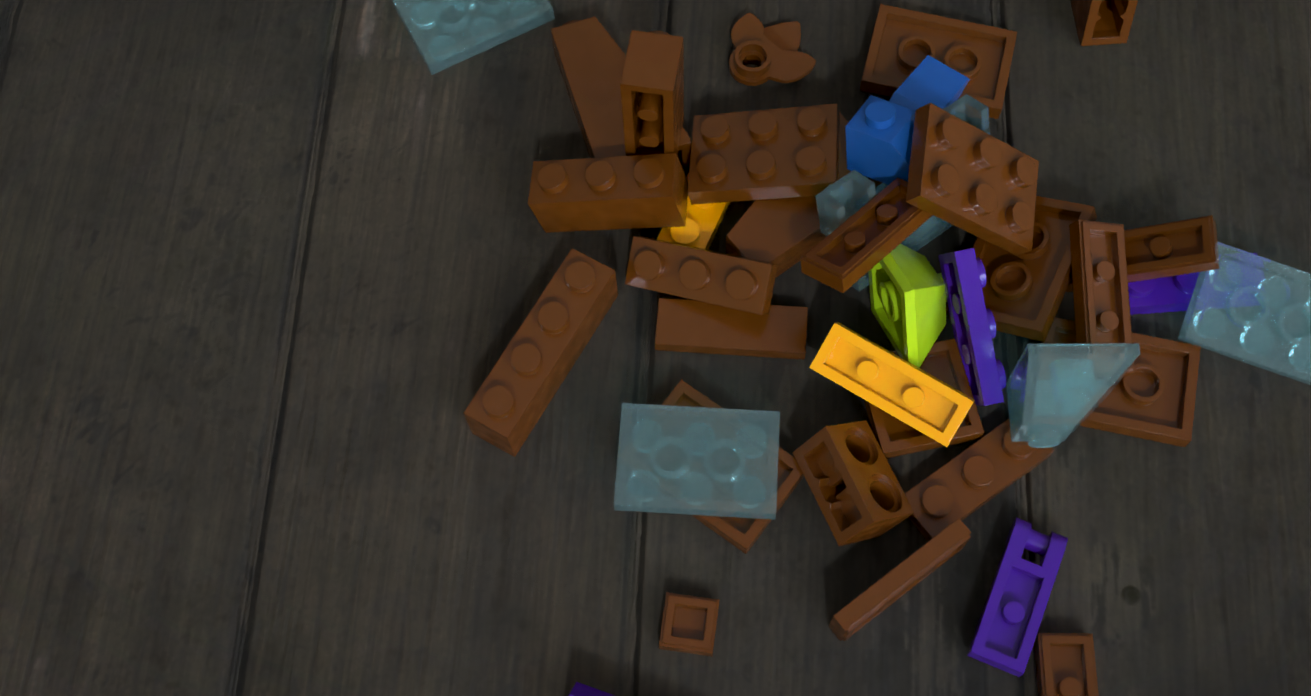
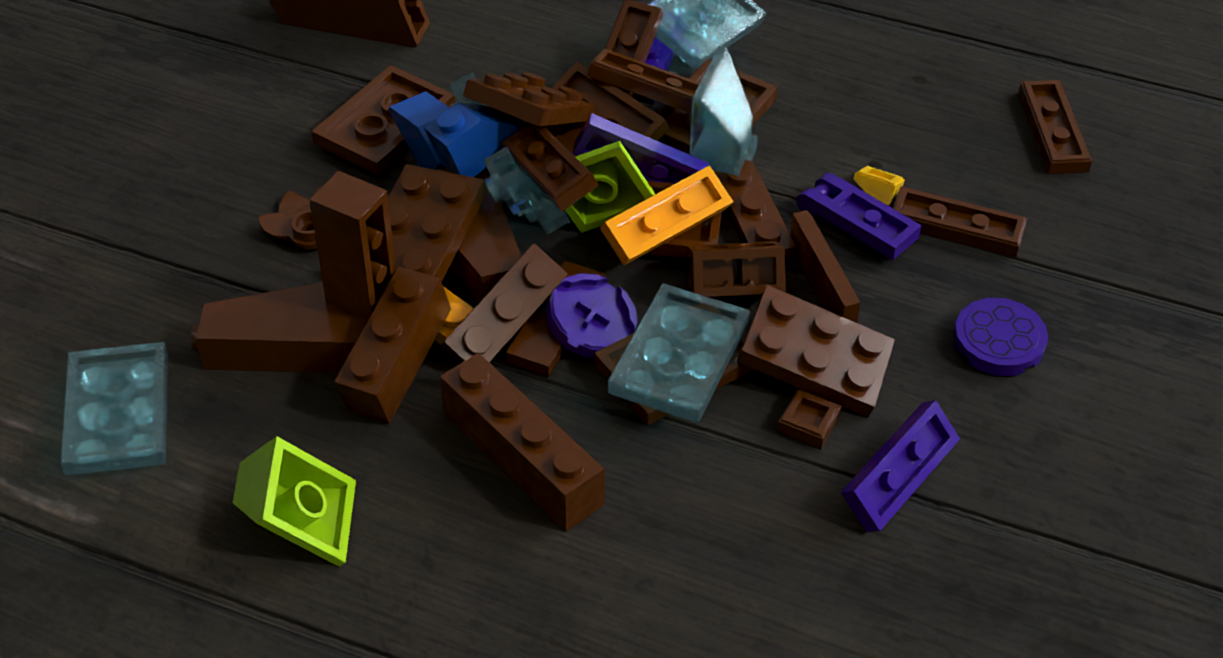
camera: 75 degrees left, 20 degrees down
(404, 195) = (297, 498): none -> lime slope
(736, 359) = (589, 314): none -> dark purple tile
(775, 605) = (816, 351): none -> reddish brown plate
(1088, 607) = (879, 184): none -> yellow slope

